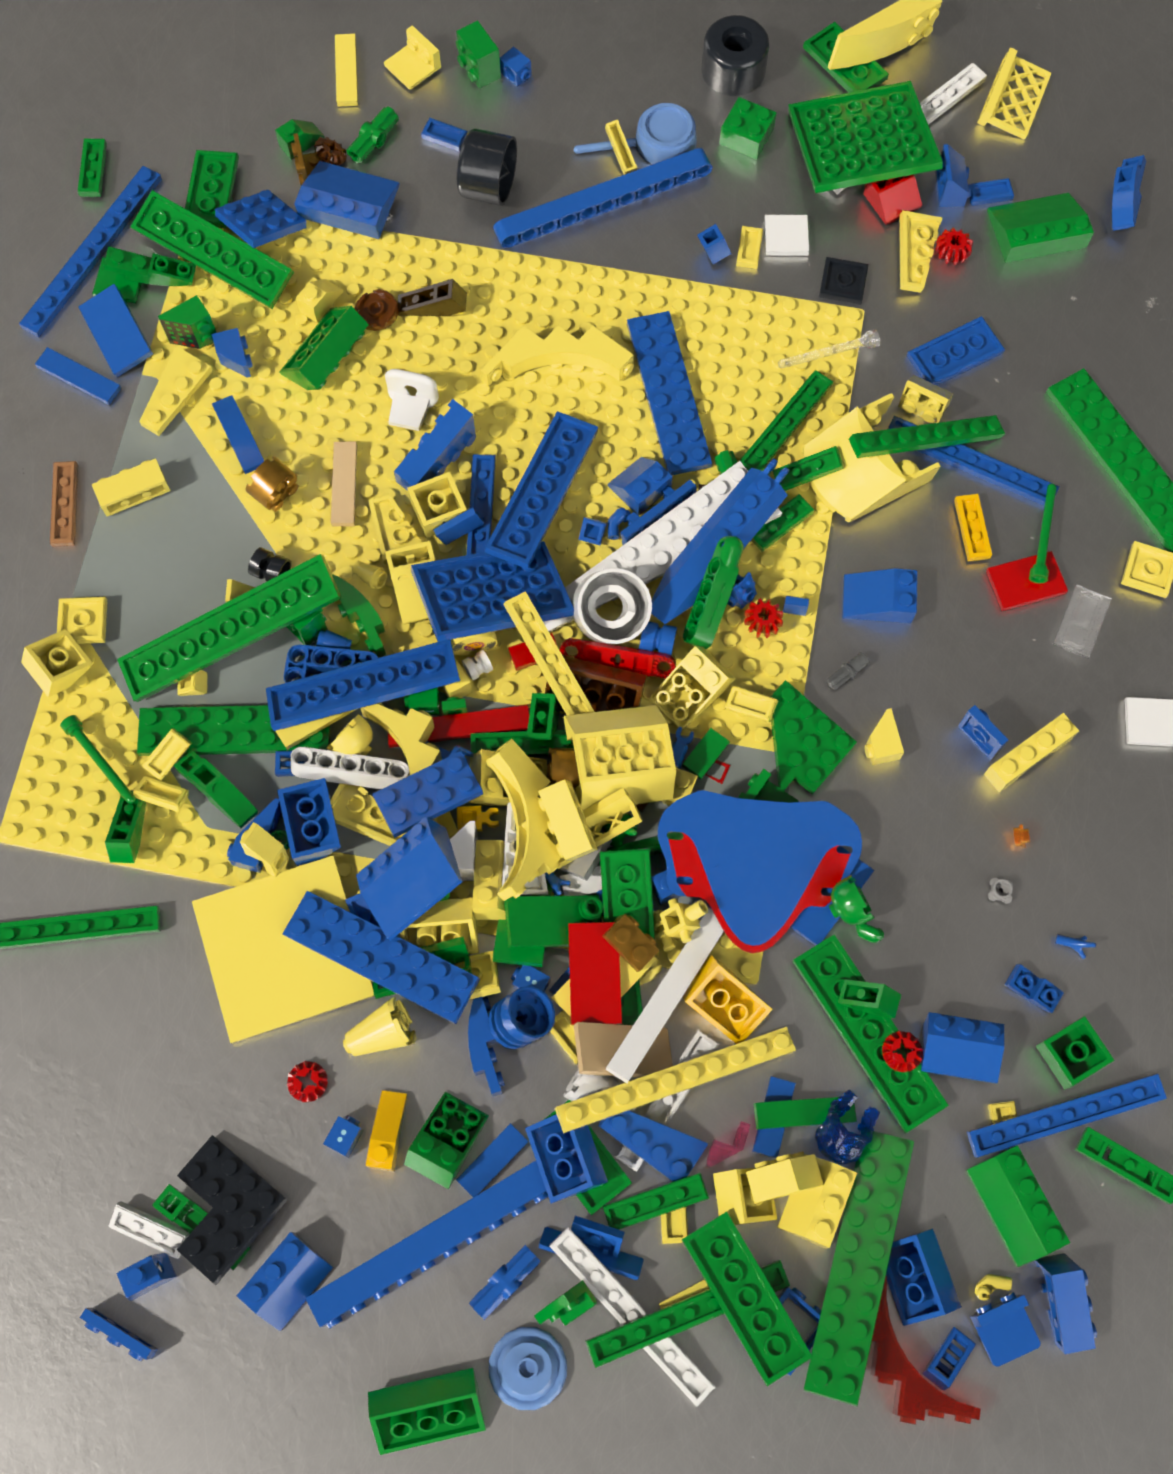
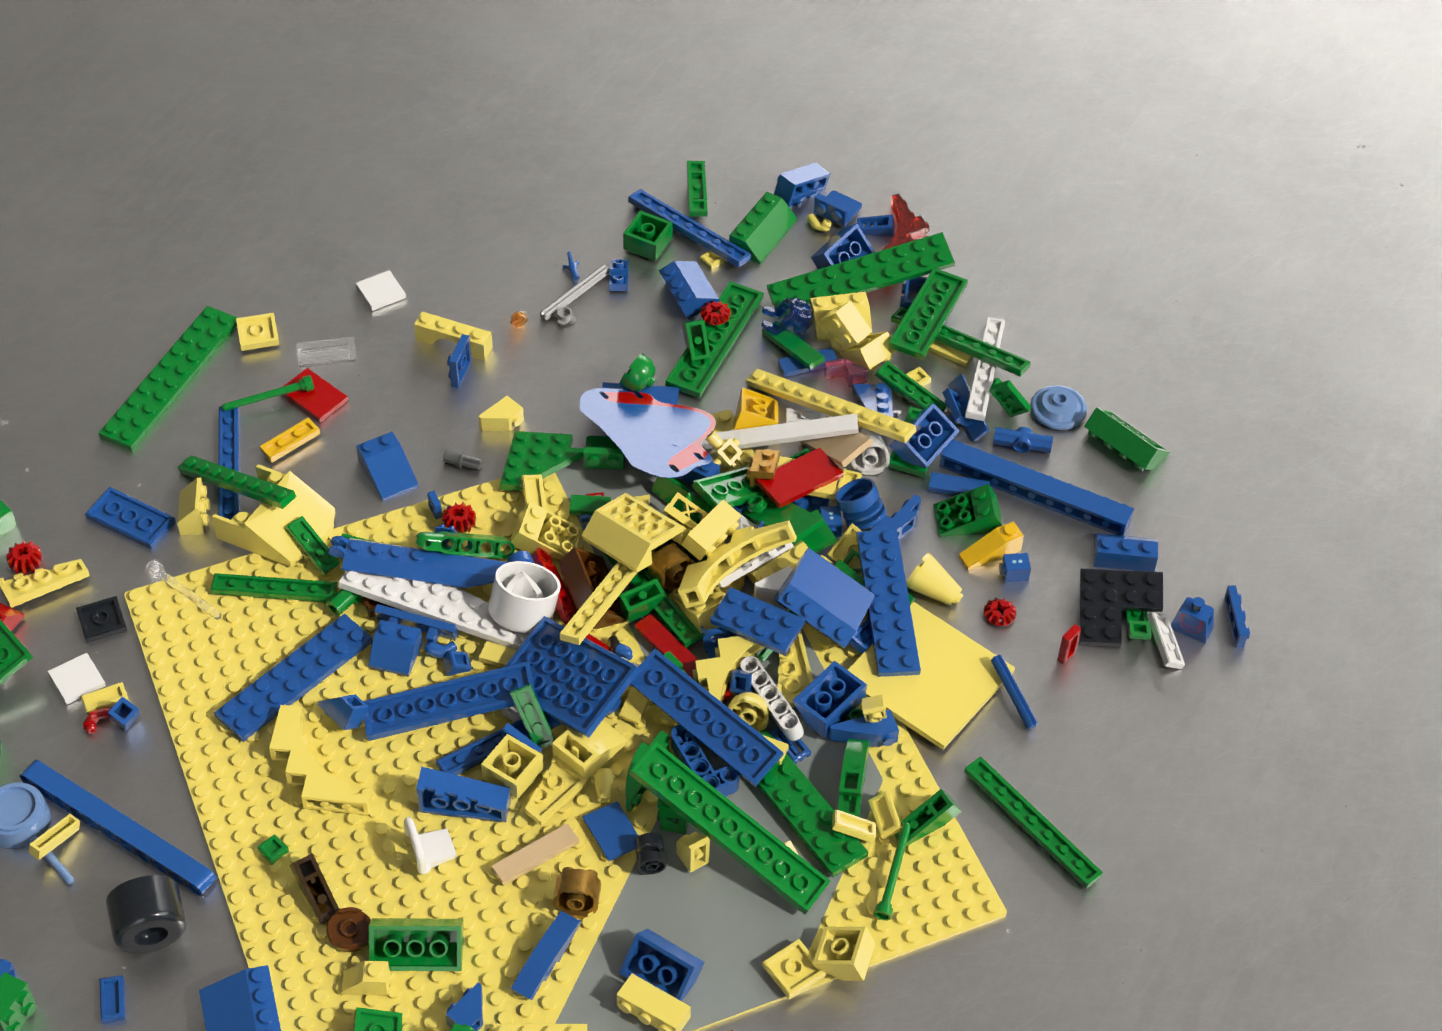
camera: 125 degrees left, 20 degrees down
(160, 516) = (662, 964): none -> blue slope
(201, 1017) = (1014, 692): none -> blue axle
(206, 1110) = (1069, 644): none -> red tile
(337, 555) = (611, 830): none -> blue piece
(387, 750) = (740, 681): none -> blue slope
(472, 541) = (532, 716): none -> green tile
(497, 294) = (273, 849): none -> green tile
(508, 673) = (620, 649): none -> arm
(575, 567) = (496, 654): none -> light yellow tile
(598, 405) = (345, 710): none -> blue slope
(731, 228) = (92, 719): none -> red arm
(1033, 924) = (575, 292): none -> axle

